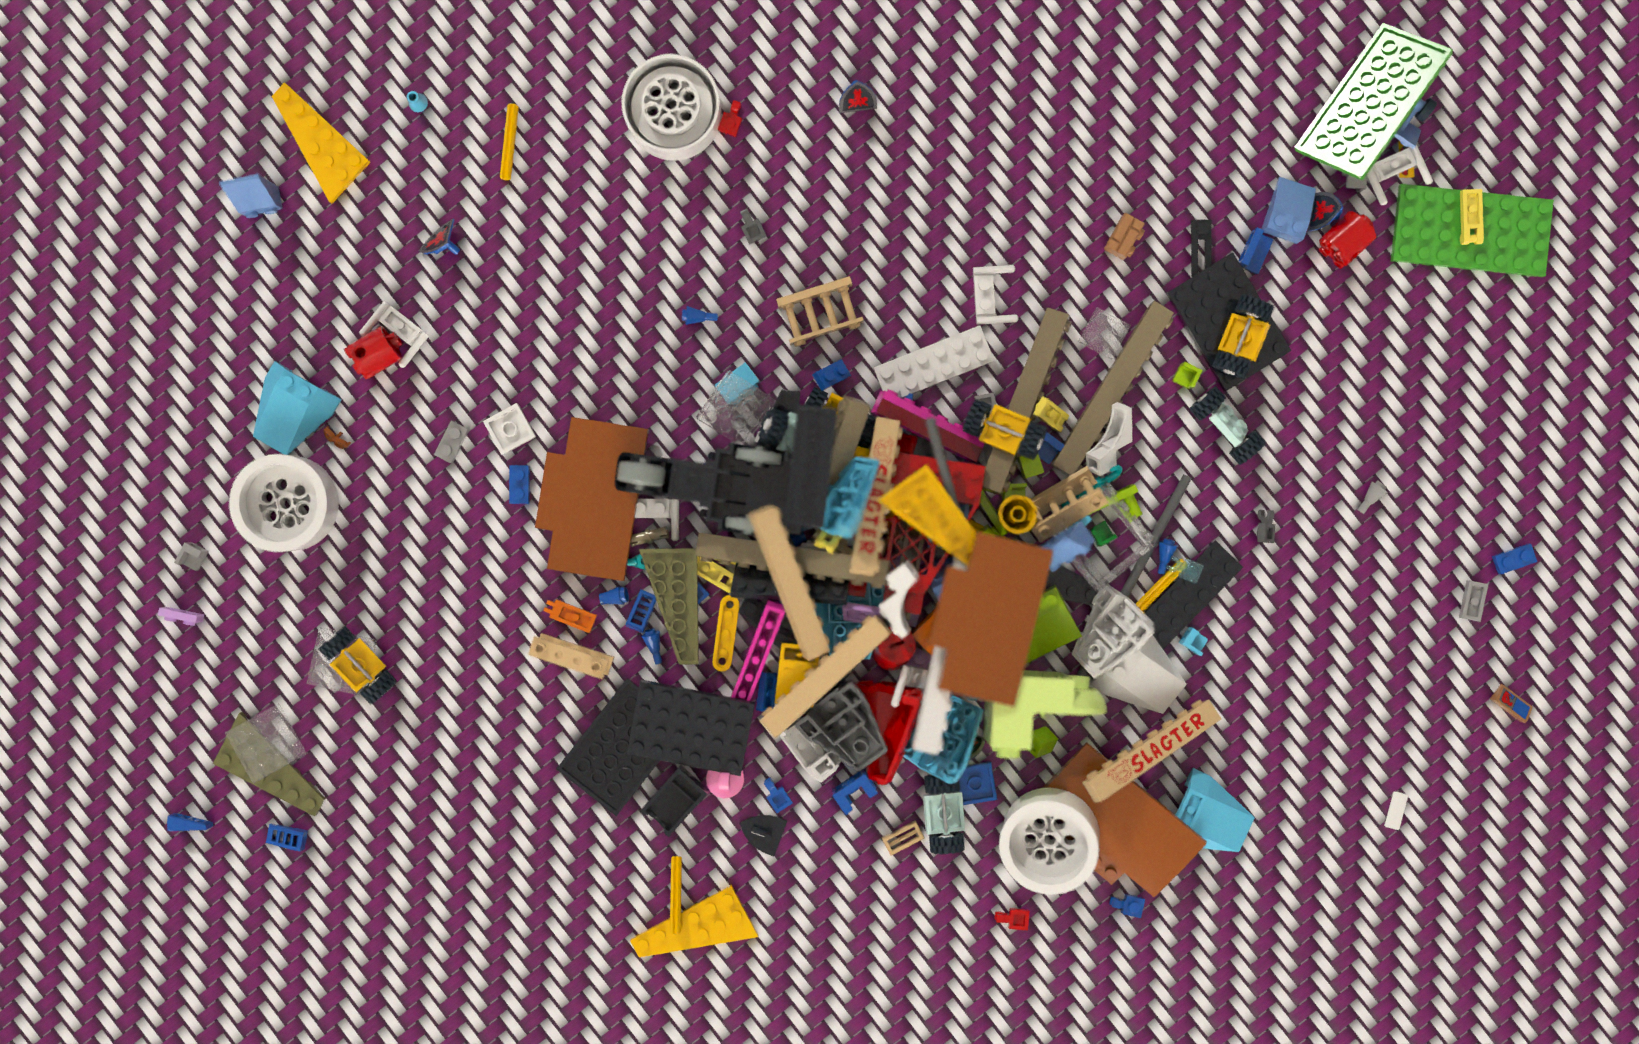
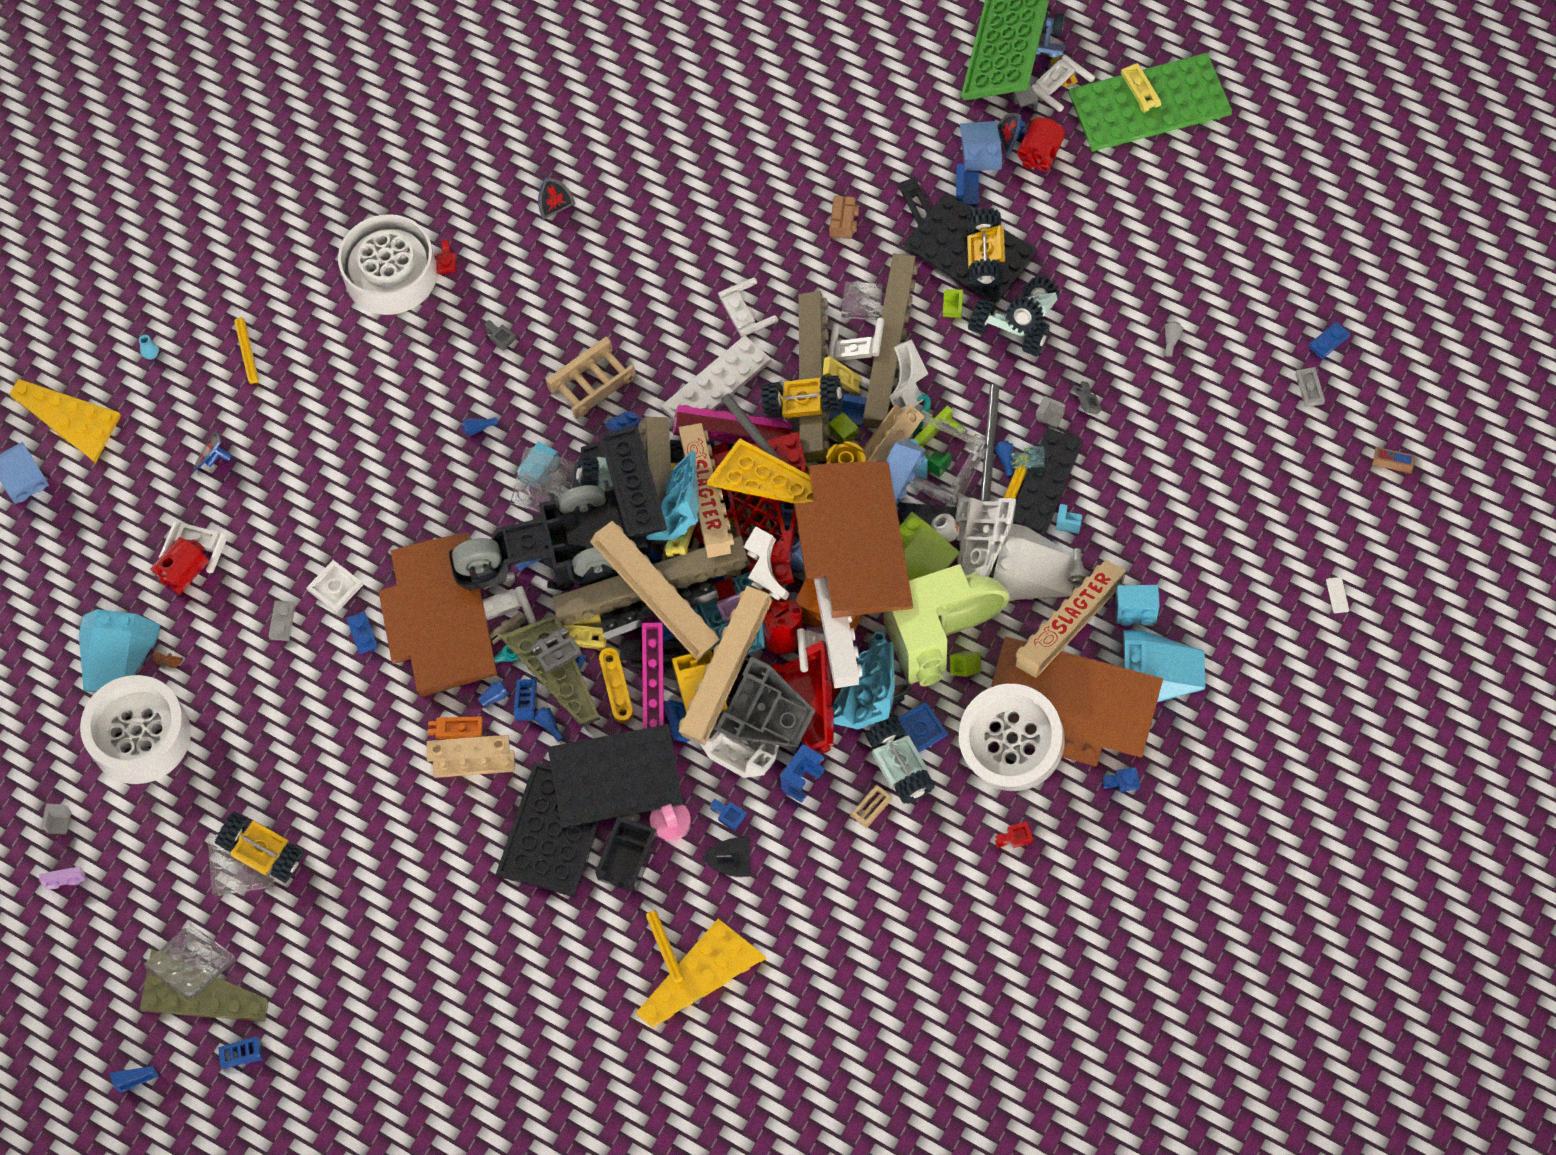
camera: 20 degrees left, 25 degrees down
(682, 593) = (559, 654): none -> flat silver plate
(1077, 386) = (855, 348): none -> white plate
(1085, 606) = (946, 526): none -> white head
(1178, 698) = (1077, 571): none -> light grey cone
(1216, 755) = (1136, 604): none -> medium azure brick
(1225, 526) = (1050, 412): none -> light grey panel
(1261, 419) = (1038, 299): none -> black plate

